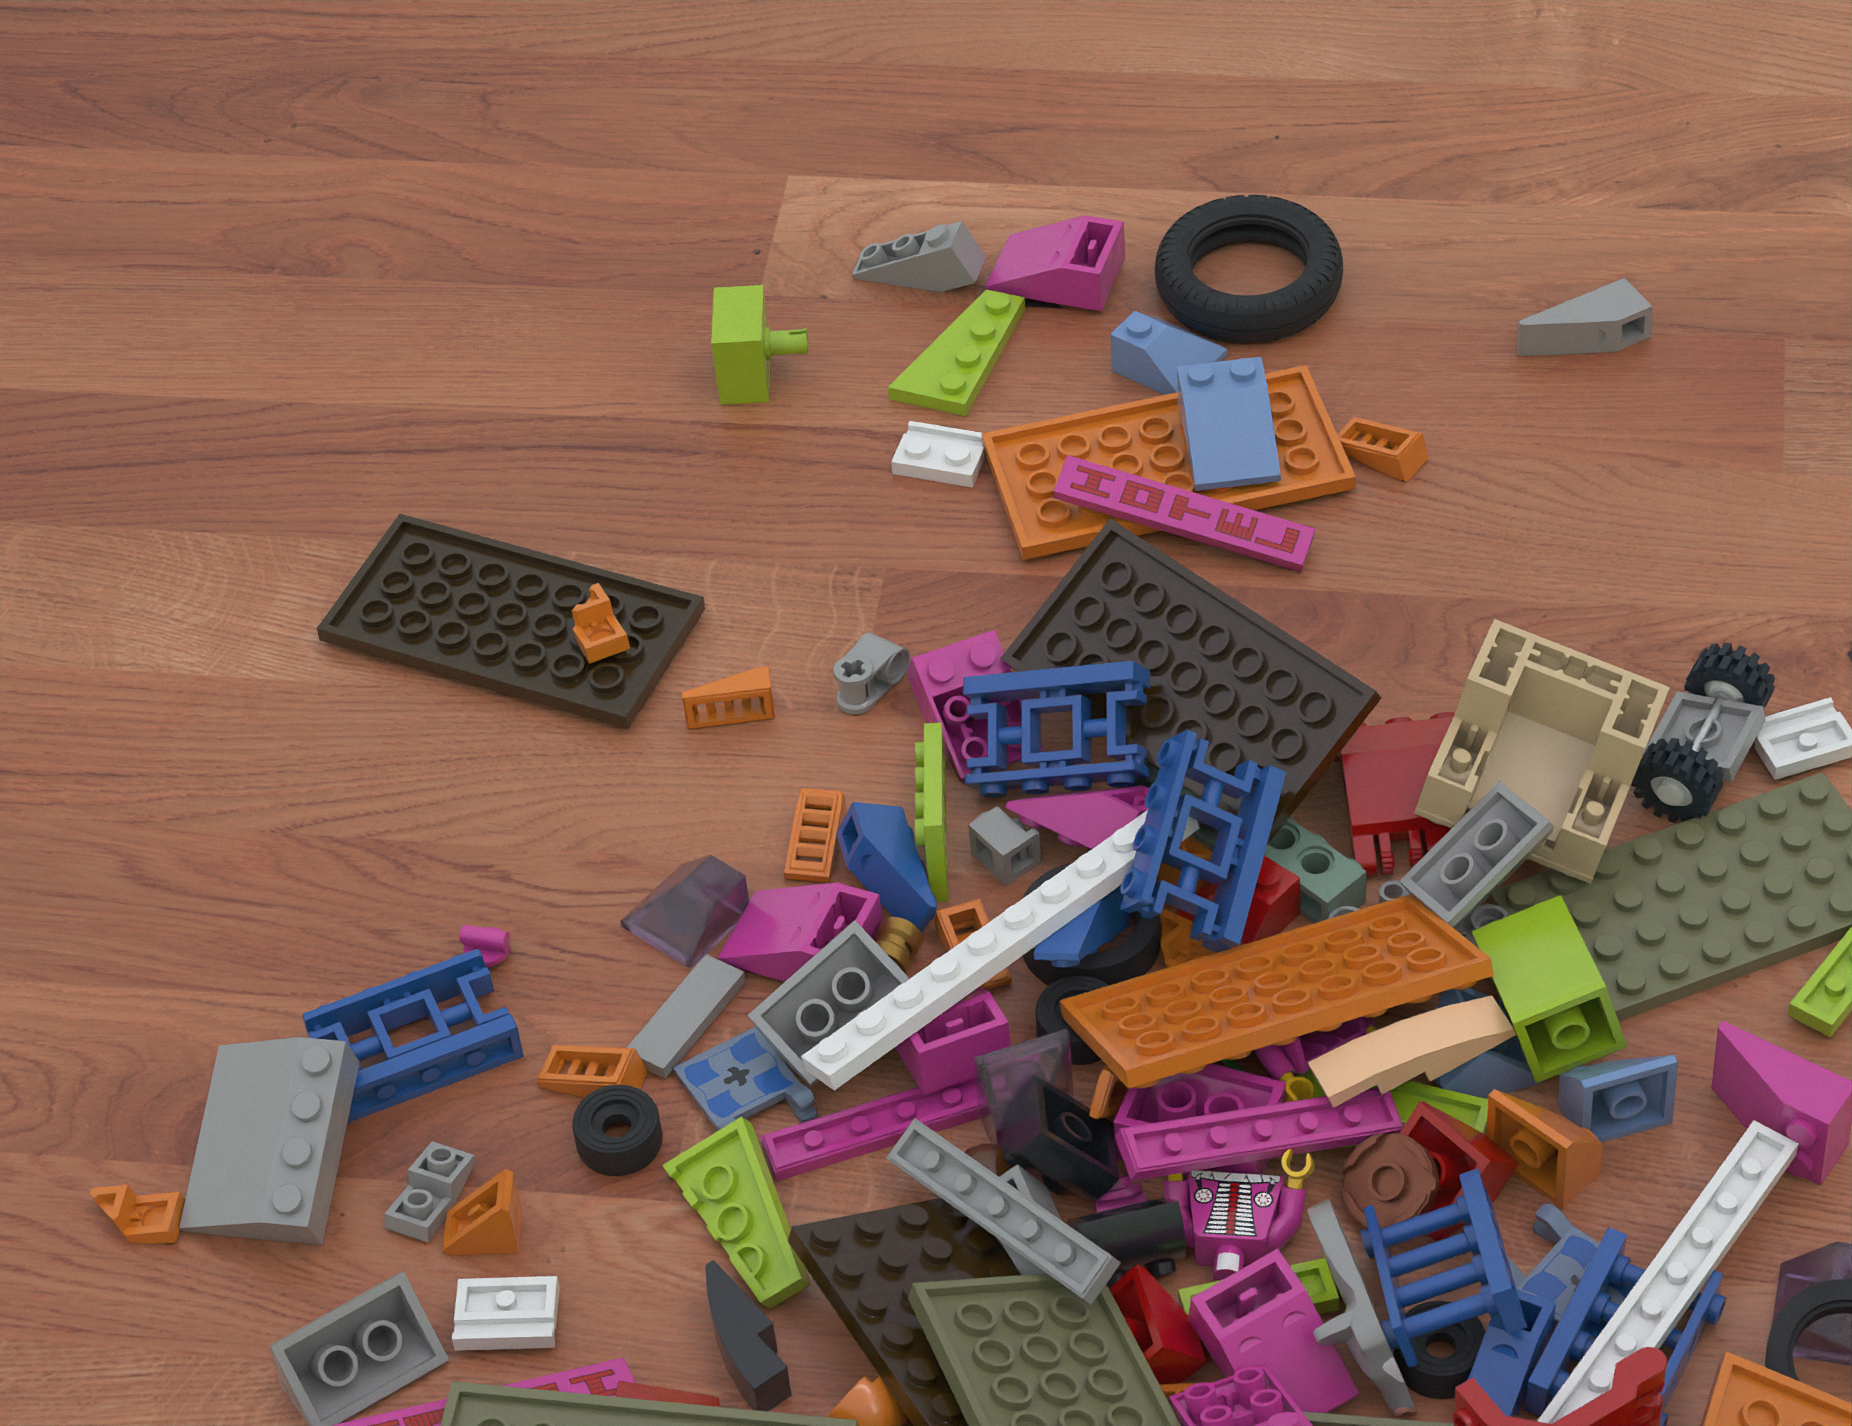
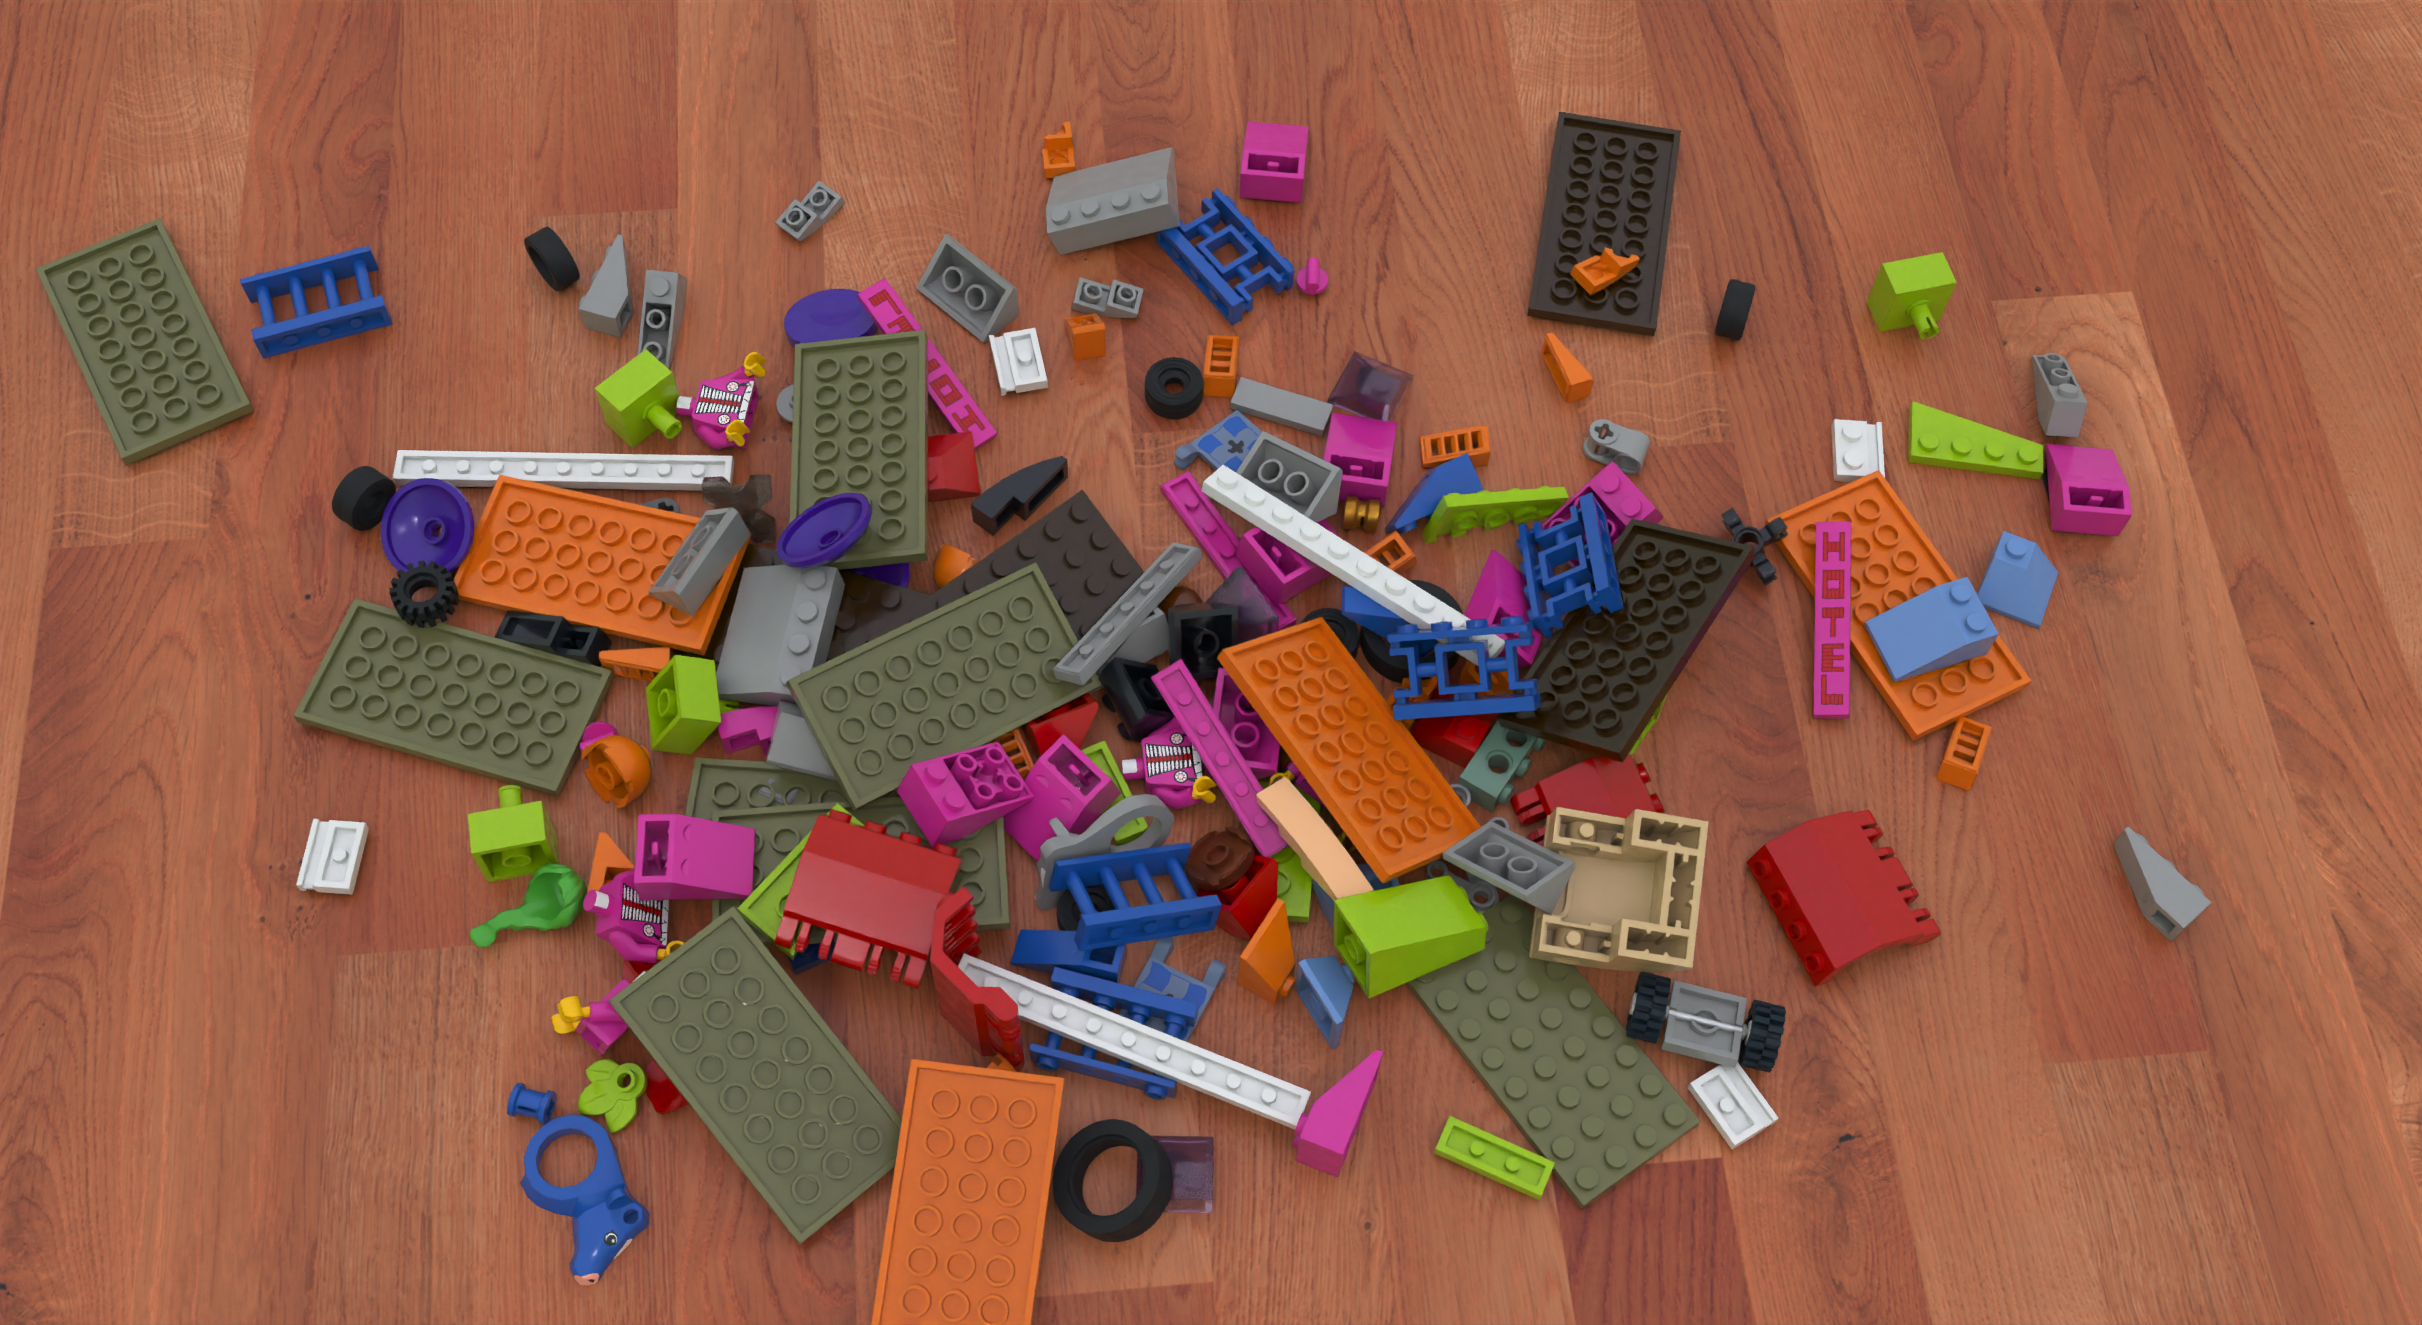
camera: 70 degrees right, 15 degrees up
(270, 949) = (1273, 162): none -> dark pink slope
(707, 511) = (1735, 309): none -> black tyre
(738, 1201) = (1128, 469): lime wing -> none
(1004, 845) = (1470, 561): light grey brick -> none
(1054, 554) = (1769, 534): none -> black pin
(1248, 316) = (2158, 580): black tyre -> none
(1562, 582) = (1839, 892): none -> red hinge

